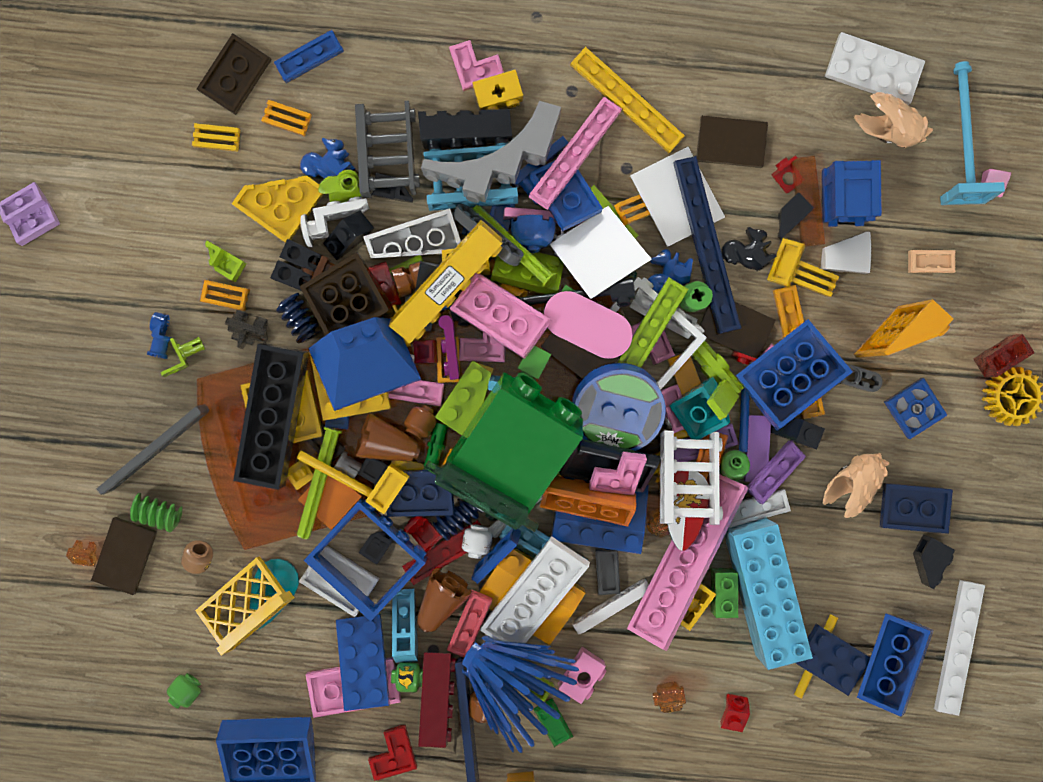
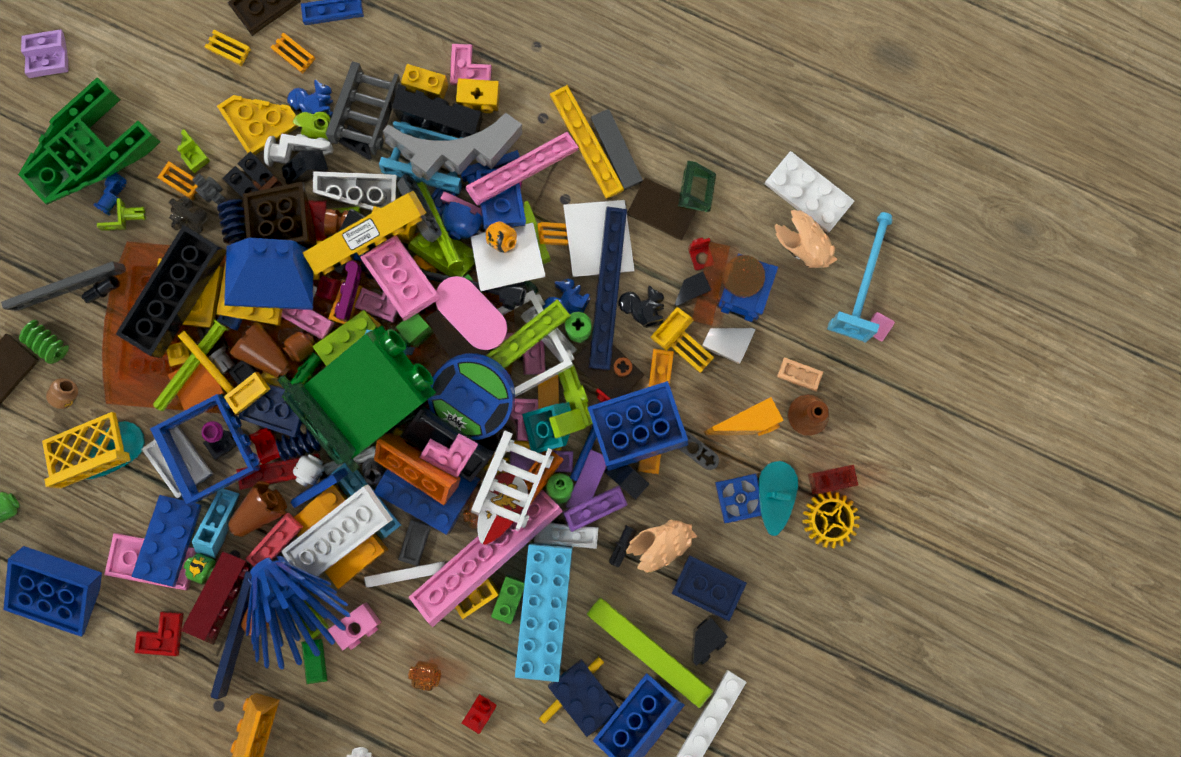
camera: 20 degrees right, 5 degrees down
(105, 312) = (73, 155): none -> green wedge
(191, 438) = (100, 289): none -> black axle
(260, 294) = (209, 189): none -> dark grey gear
(369, 541) = (212, 431): none -> magenta plate
(438, 98) = (426, 81): none -> yellow brick
(544, 520) = (376, 467): none -> flat silver bush
(586, 234) = (501, 237): none -> light orange head
(660, 96) = (616, 149): none -> dark grey tile
(750, 109) = (689, 201): none -> clear green tile
(754, 313) = (627, 363): none -> dark orange bush
(815, 499) = (622, 545): none -> black axle
(850, 183) = (743, 276): none -> clear orange tile
(880, 592) = (650, 652): none -> lime beam
(951, 391) = (777, 495): none -> teal shield
(958, 296) = (808, 414): none -> dark orange cone

